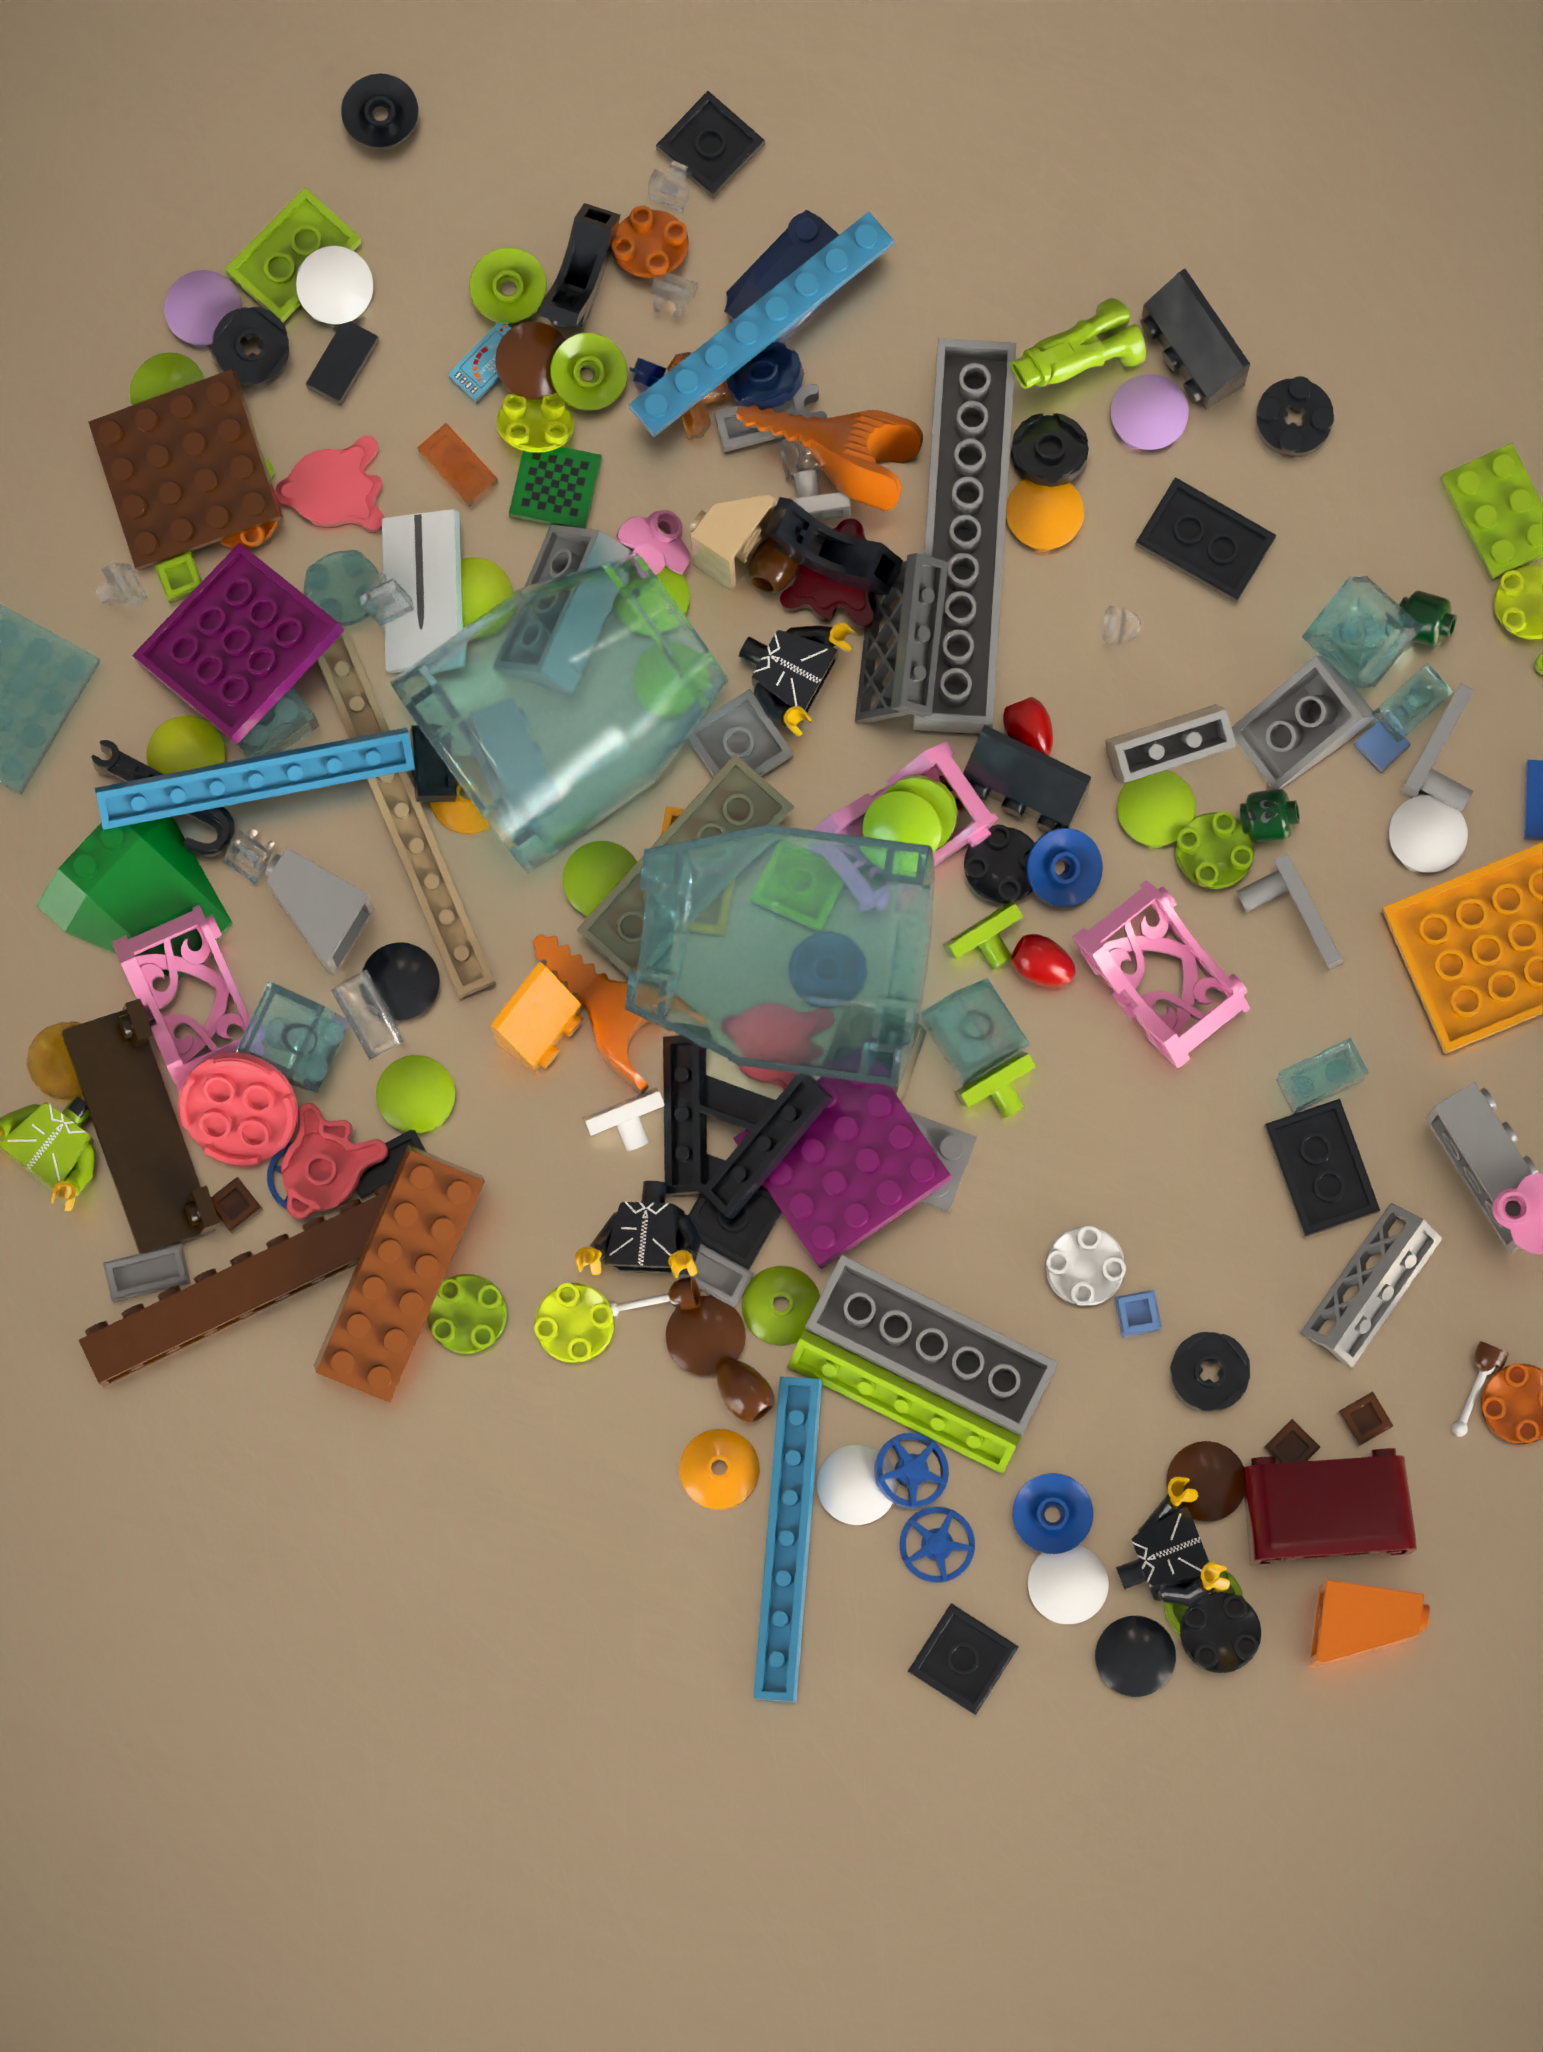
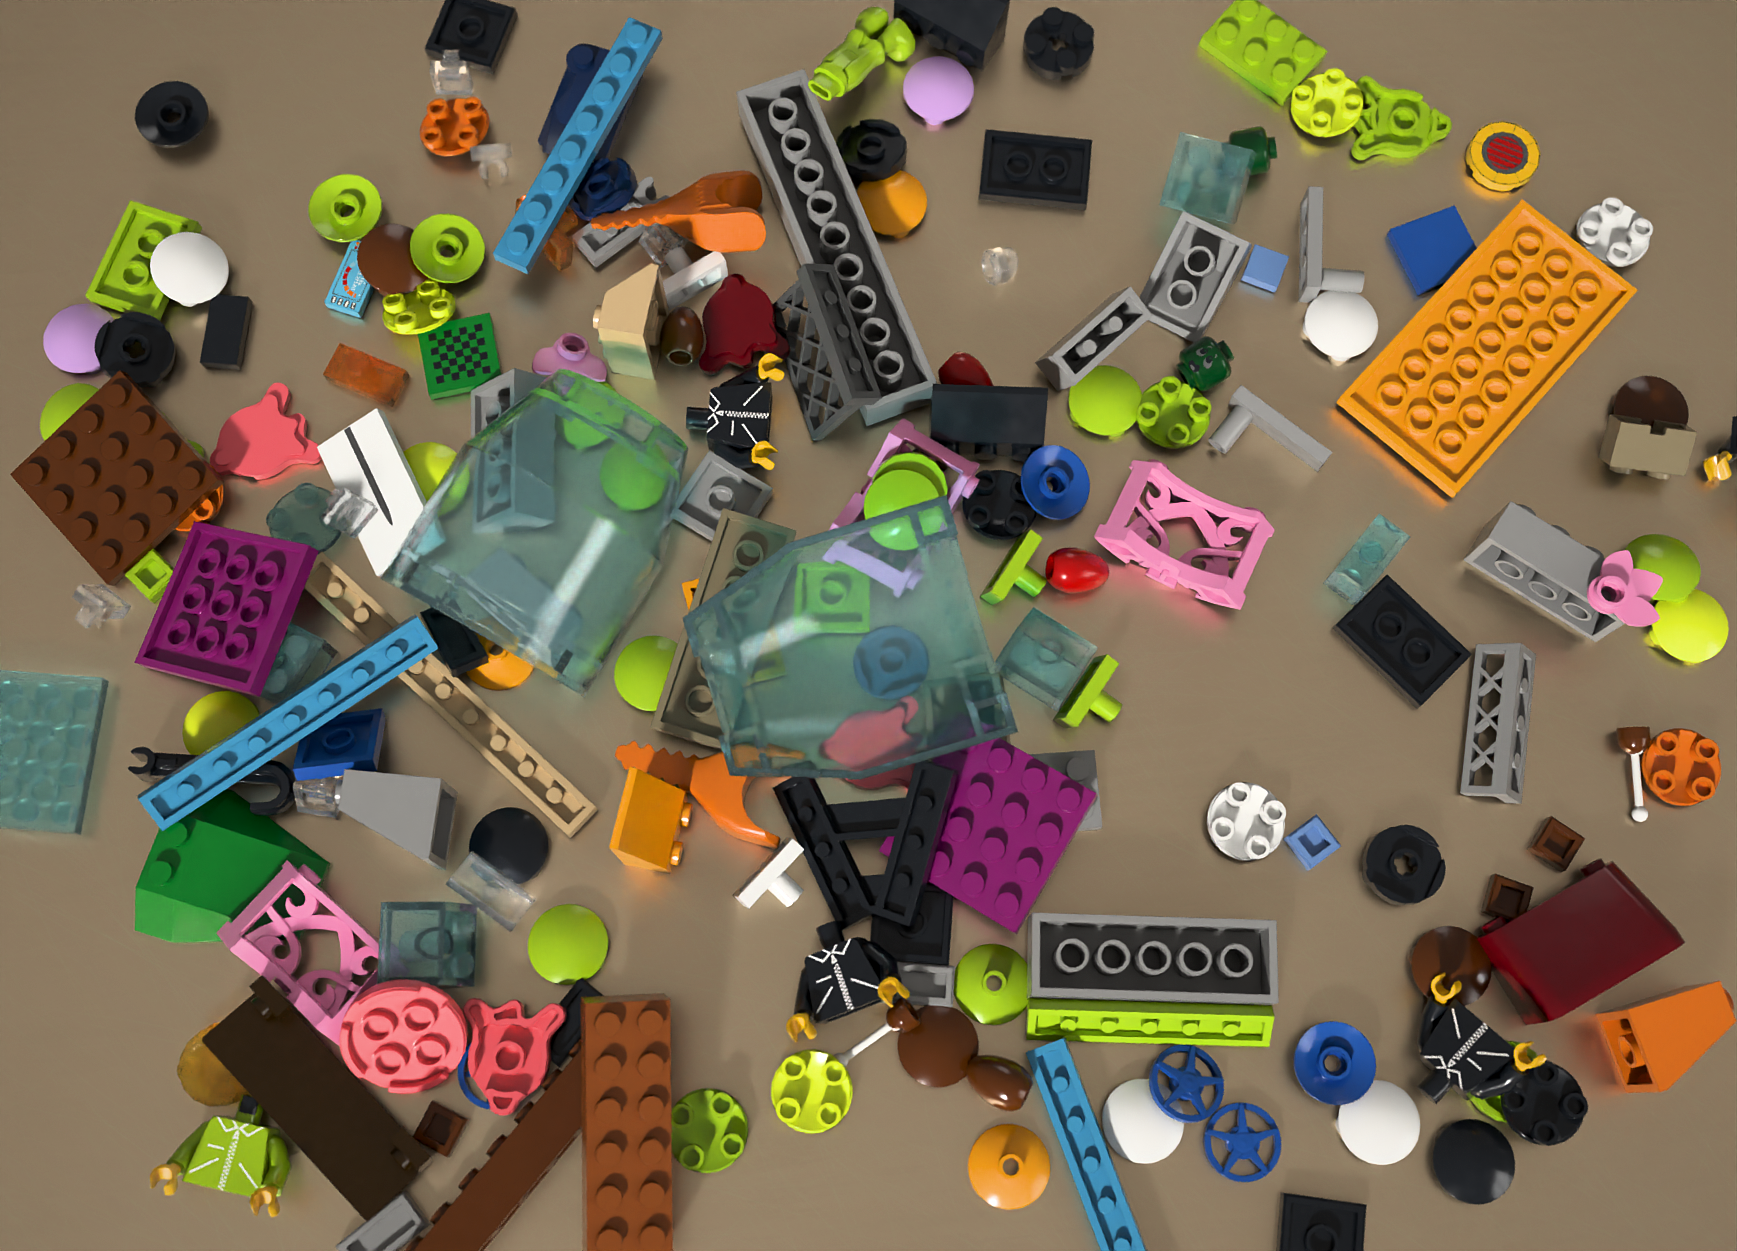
camera: 30 degrees left, 5 degrees down
(290, 821) = (342, 743): none -> blue plate
(582, 267) = (404, 165): black arch -> none
(647, 372) = (496, 228): clear blue plate -> none
(832, 553) = (727, 304): black arch -> none
(1412, 702) = (1275, 221): clear light blue plate -> none

